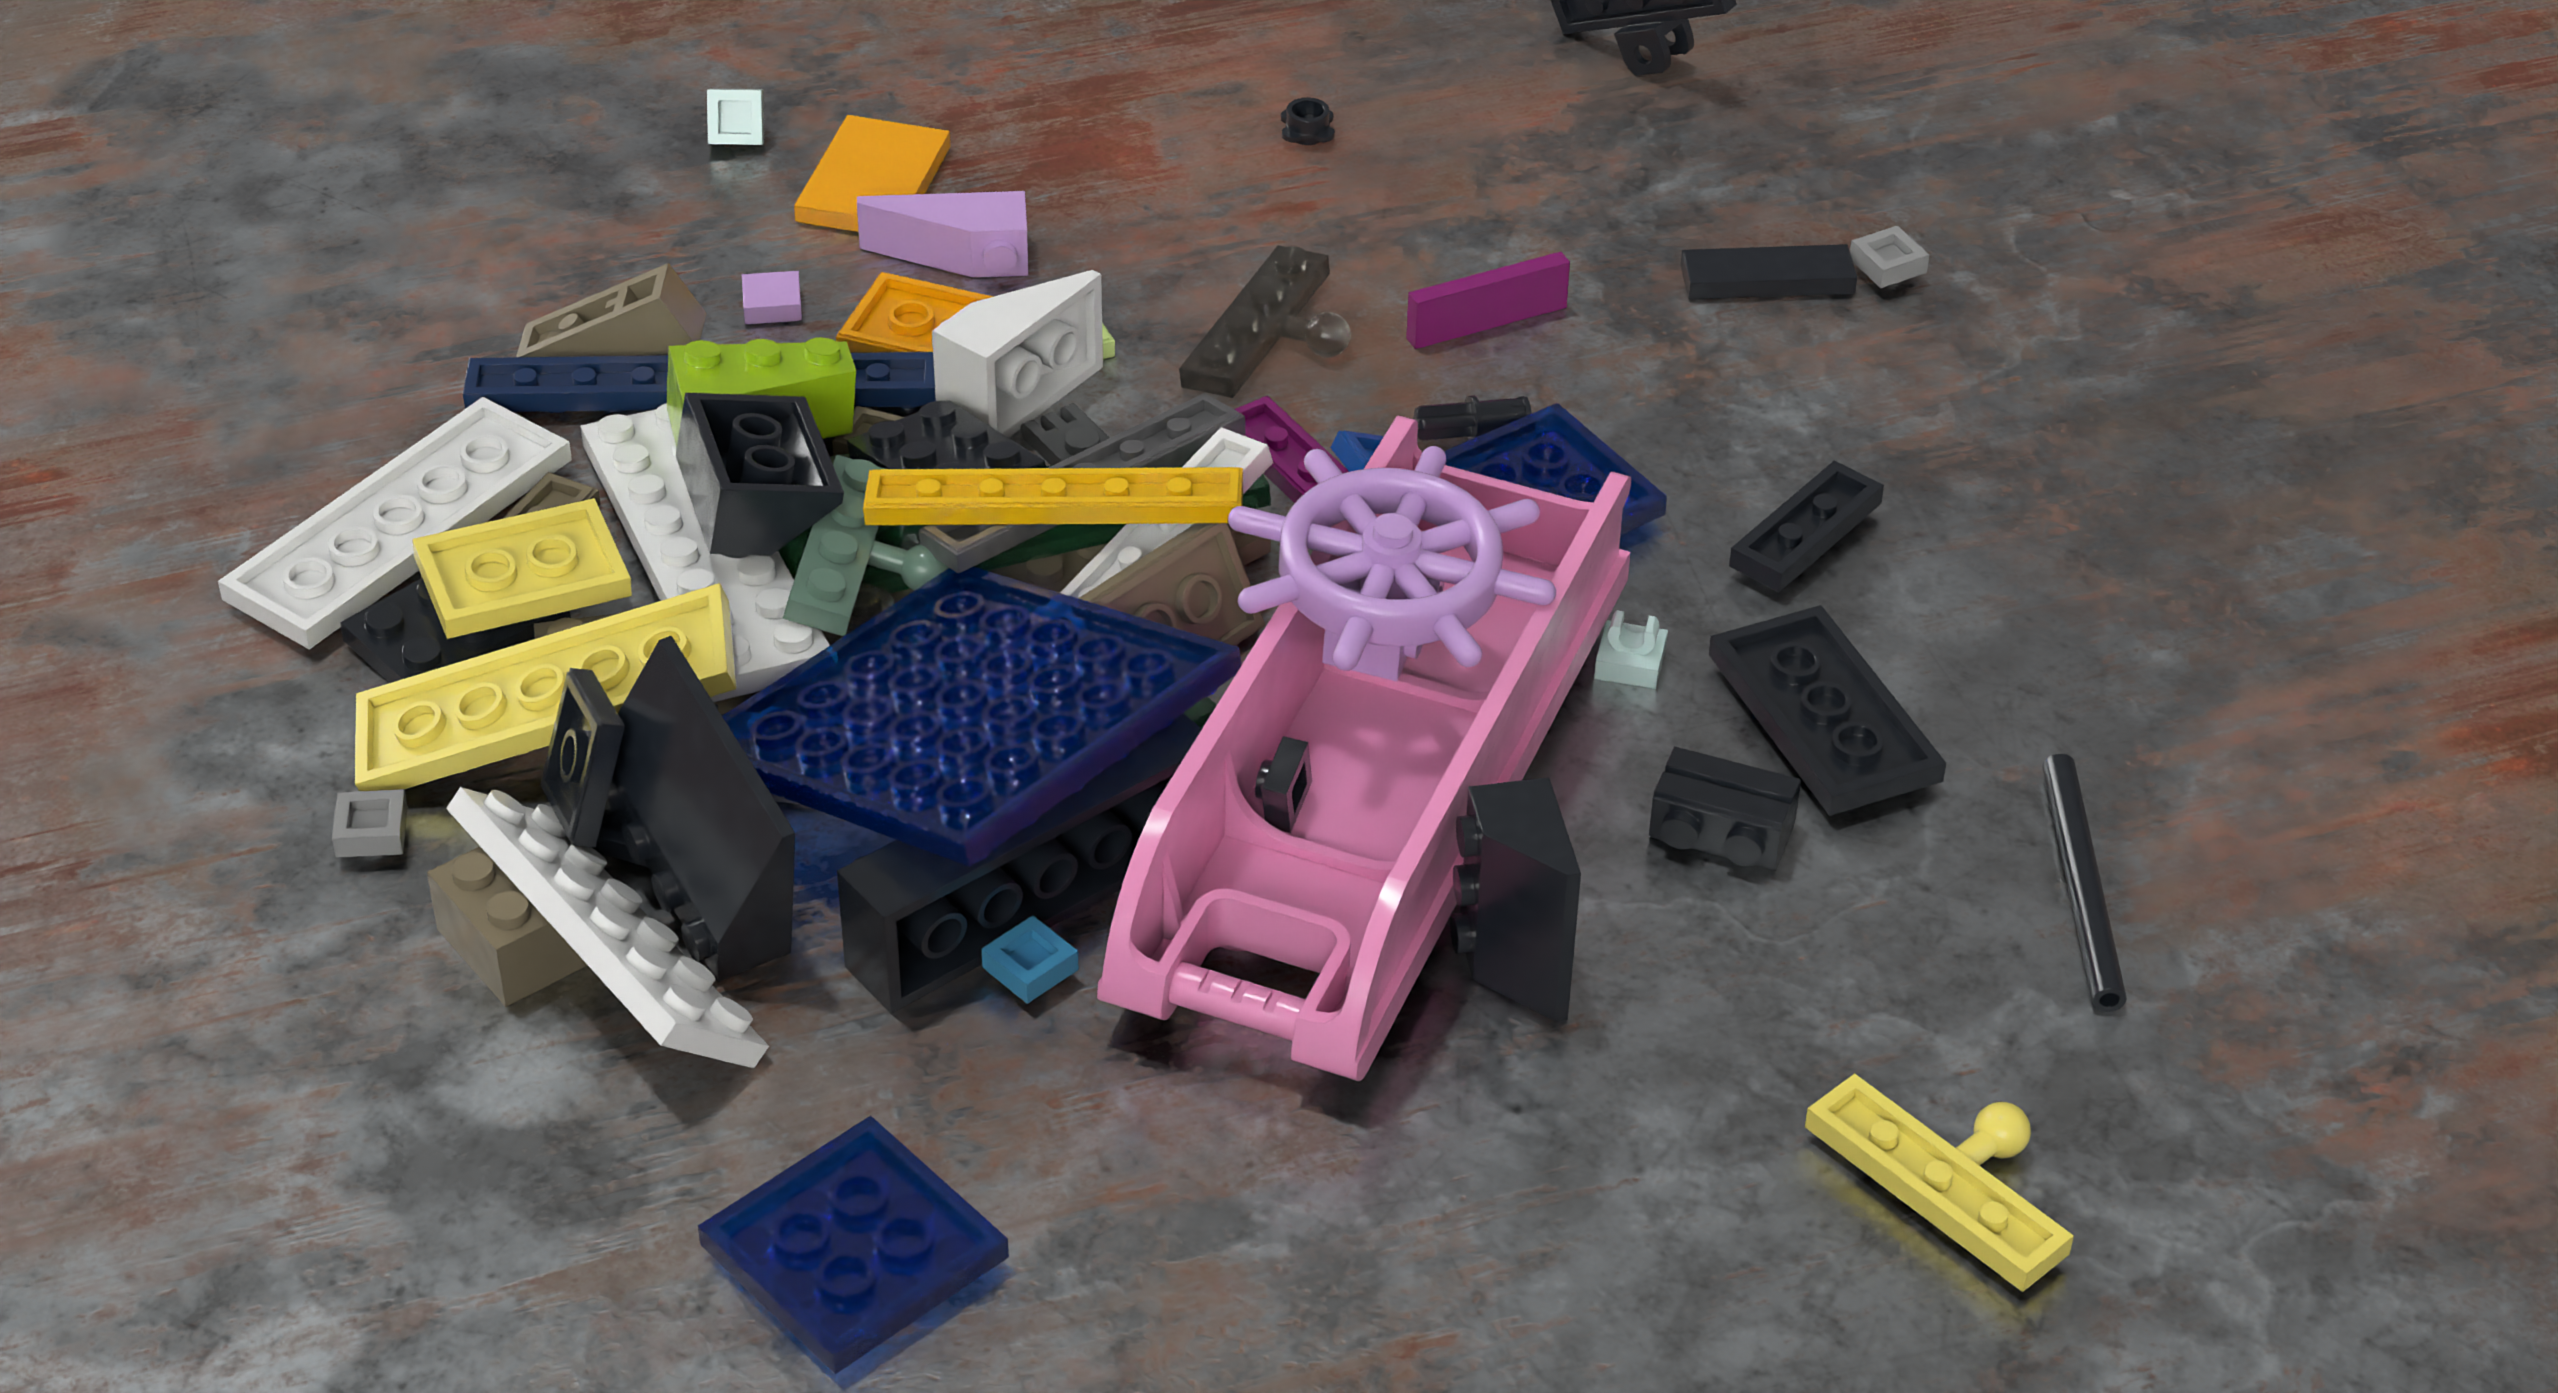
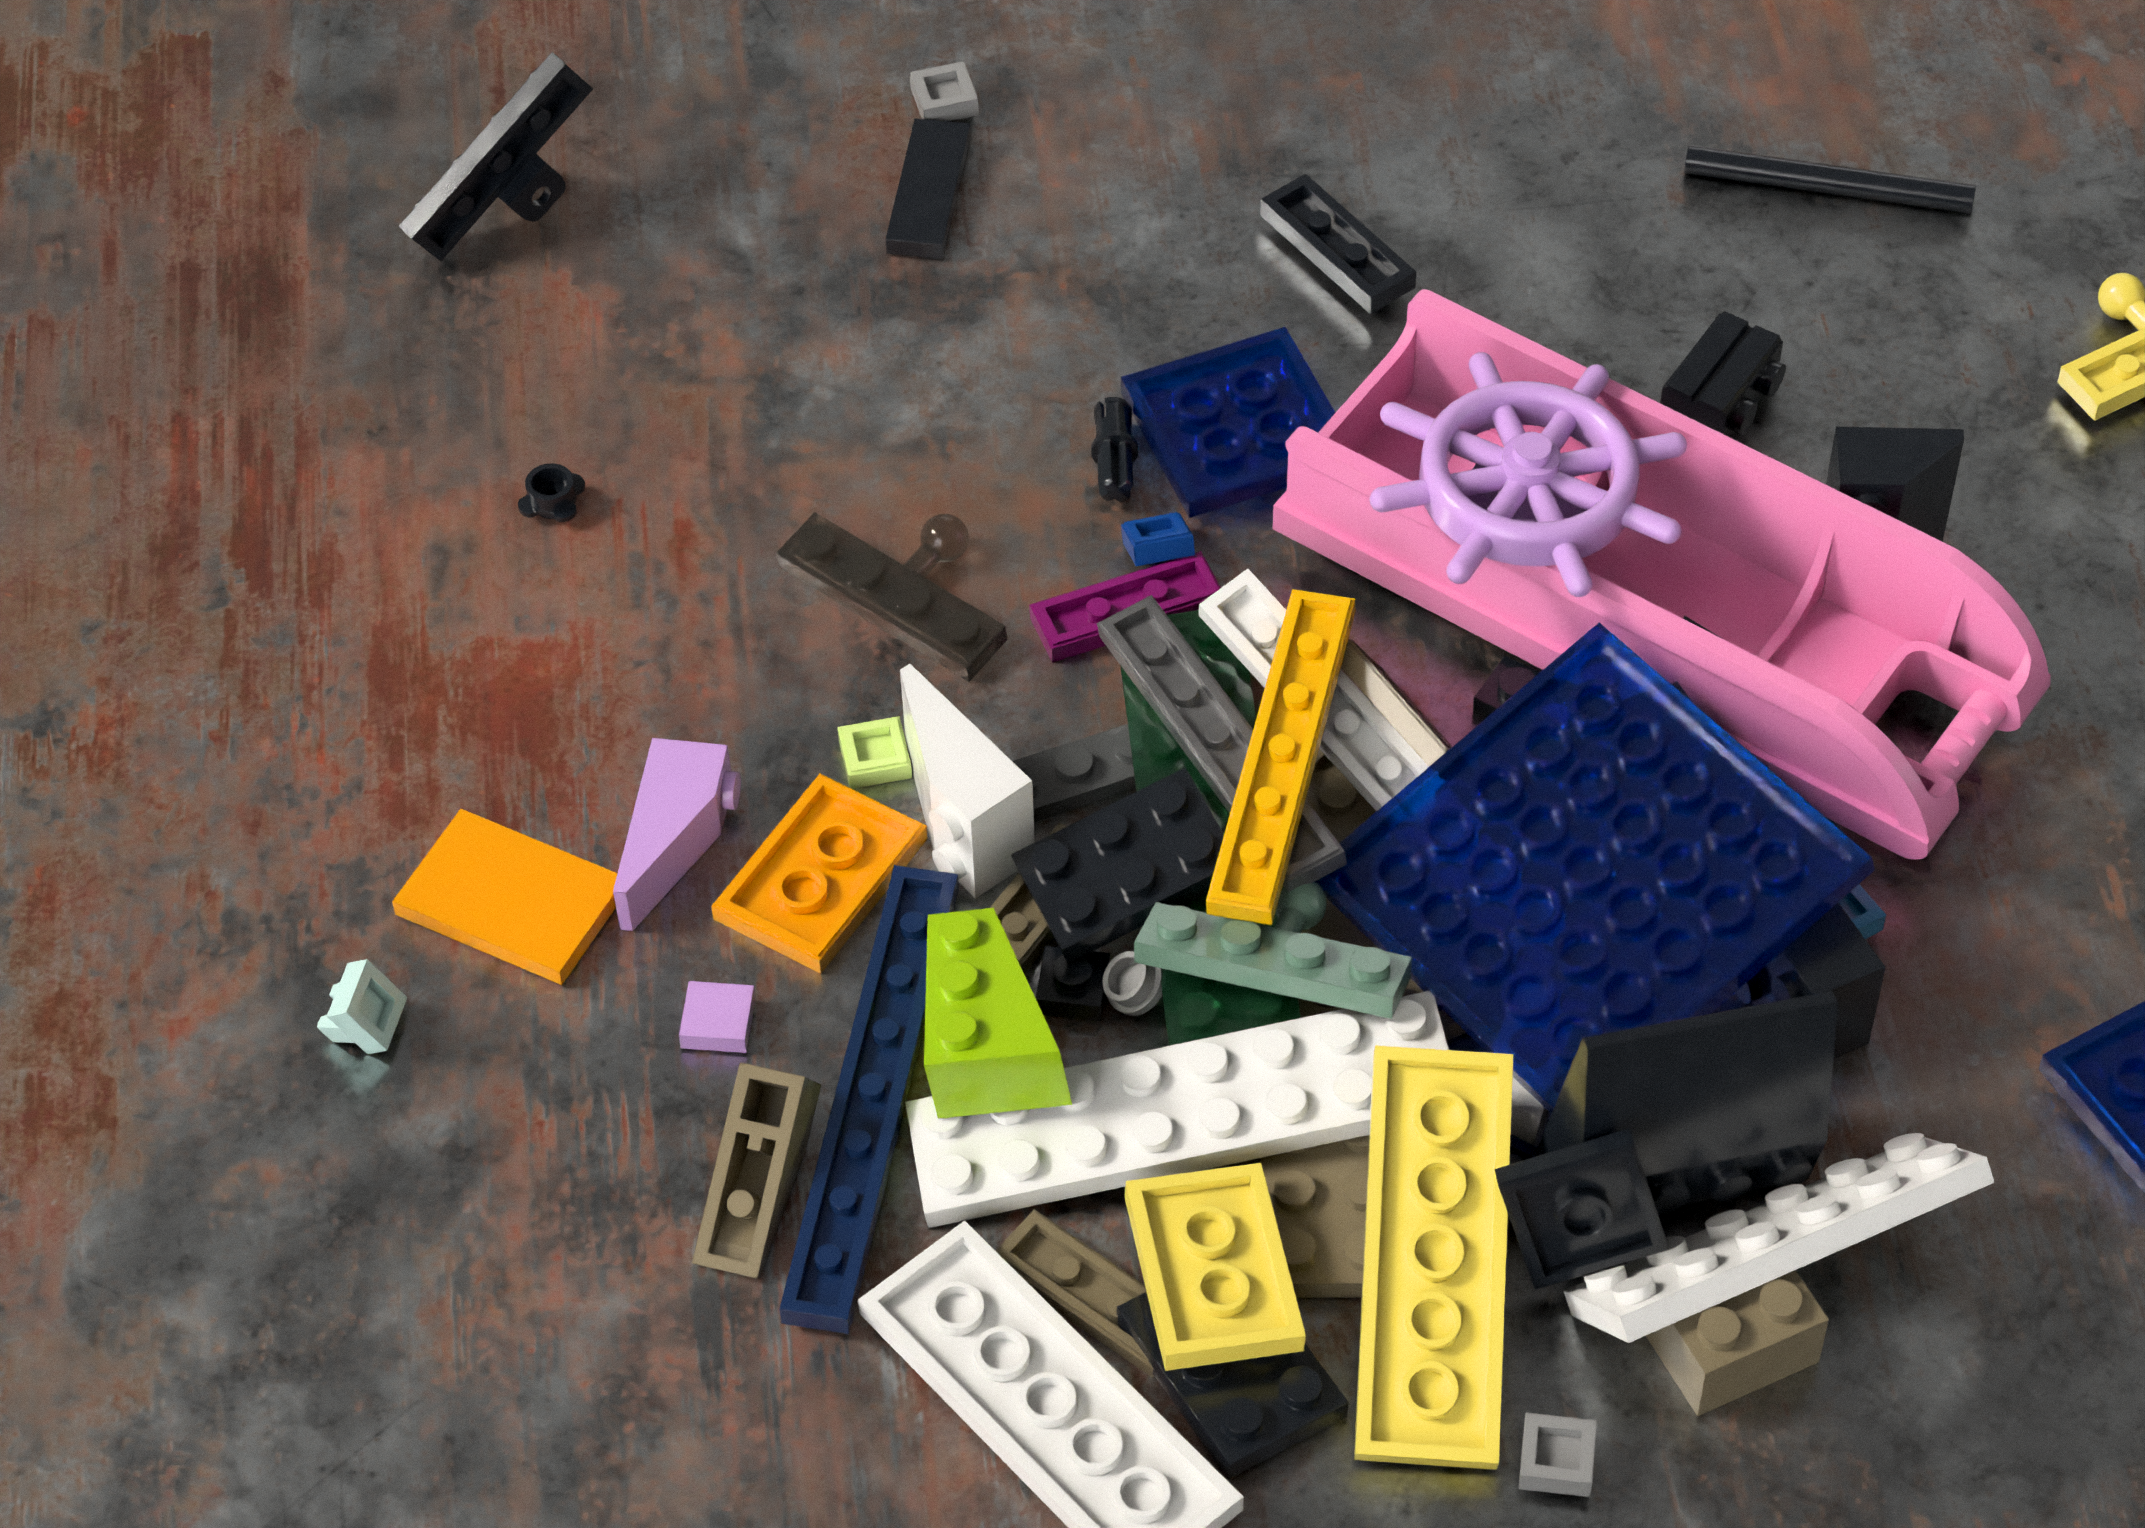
camera: 75 degrees left, 10 degrees up
(754, 470) = (1164, 1009): black slope -> none
(1487, 300) = (930, 400): magenta tile -> none
(1826, 710) = (1597, 285): black plate -> none

